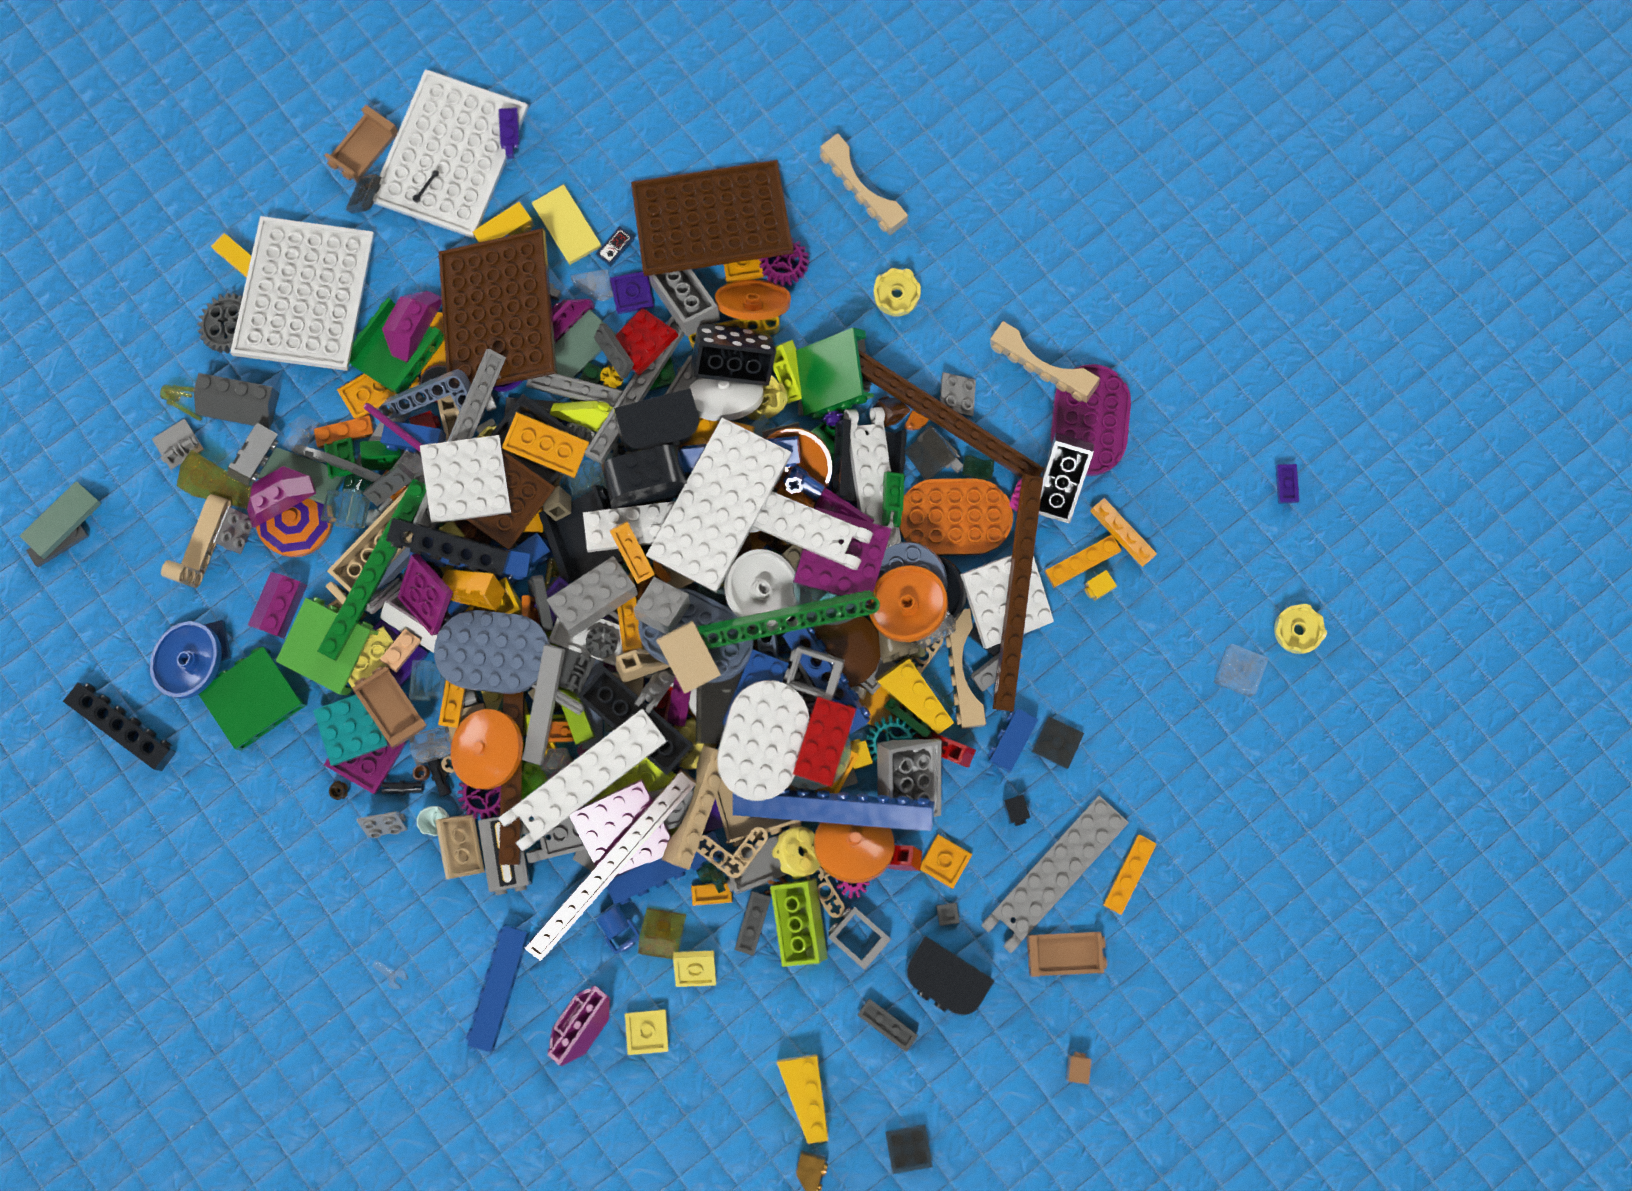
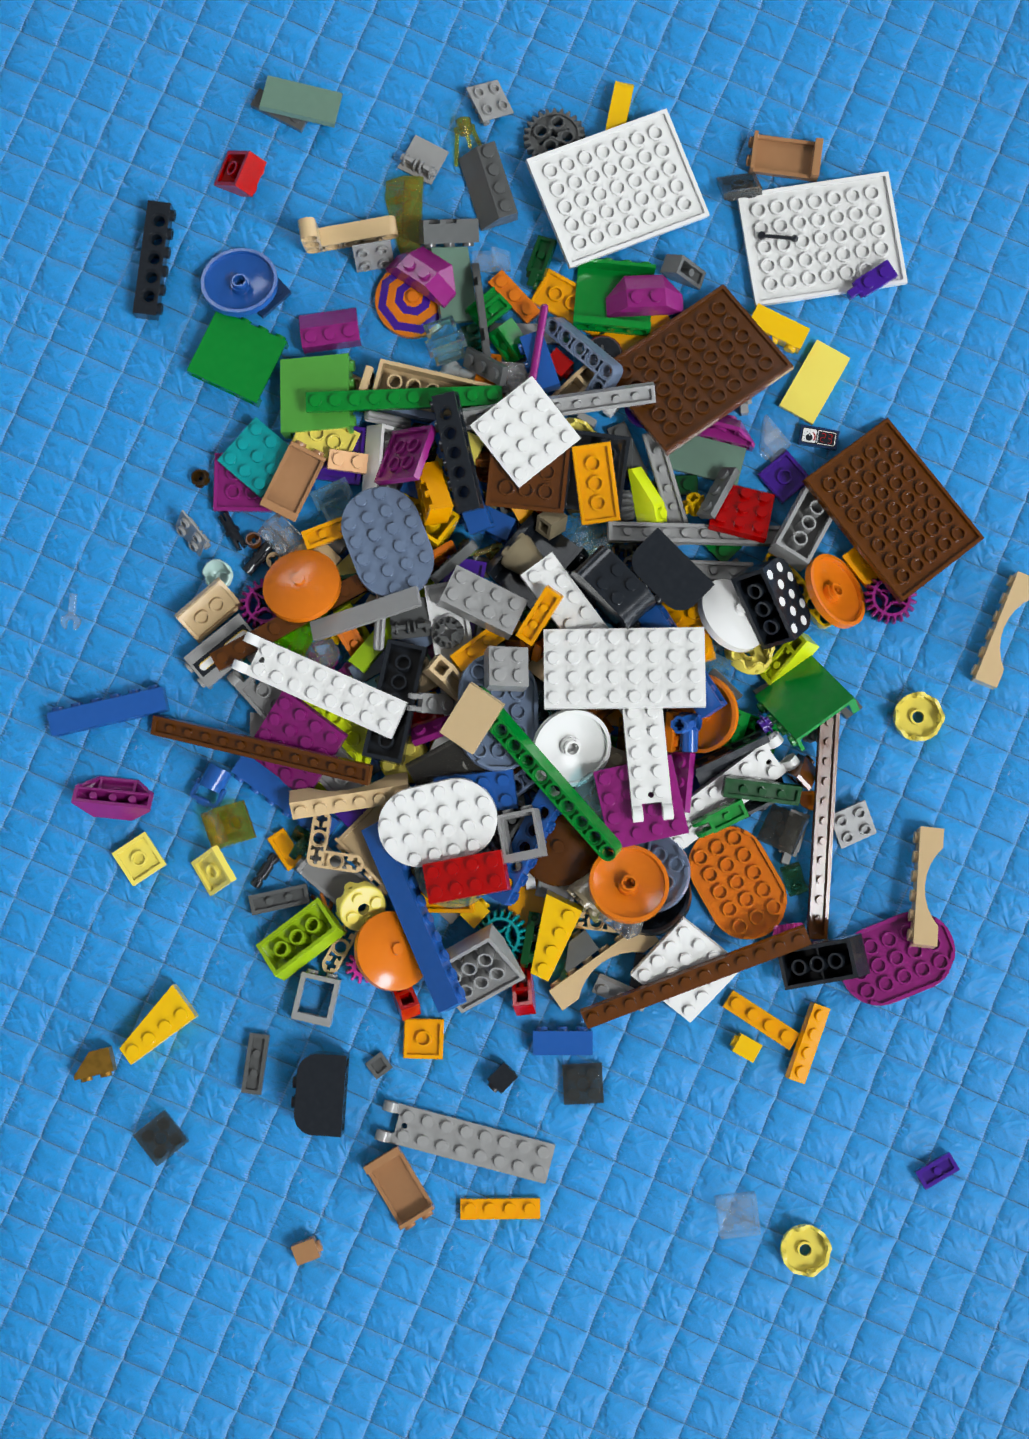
camera: 60 degrees right, 5 degrees up
(90, 607) = (240, 173): none -> red slope
(162, 361) = (489, 101): none -> light grey hinge
(326, 392) = (540, 260): none -> dark green hinge
(407, 279) = (683, 271): none -> dark grey slope
(571, 543) = (521, 555): none -> dark tan cone
(720, 922) = (265, 870): none -> black axle
(888, 451) = (761, 790): none -> dark green plate
(940, 682) = (579, 949): none -> dark grey slope

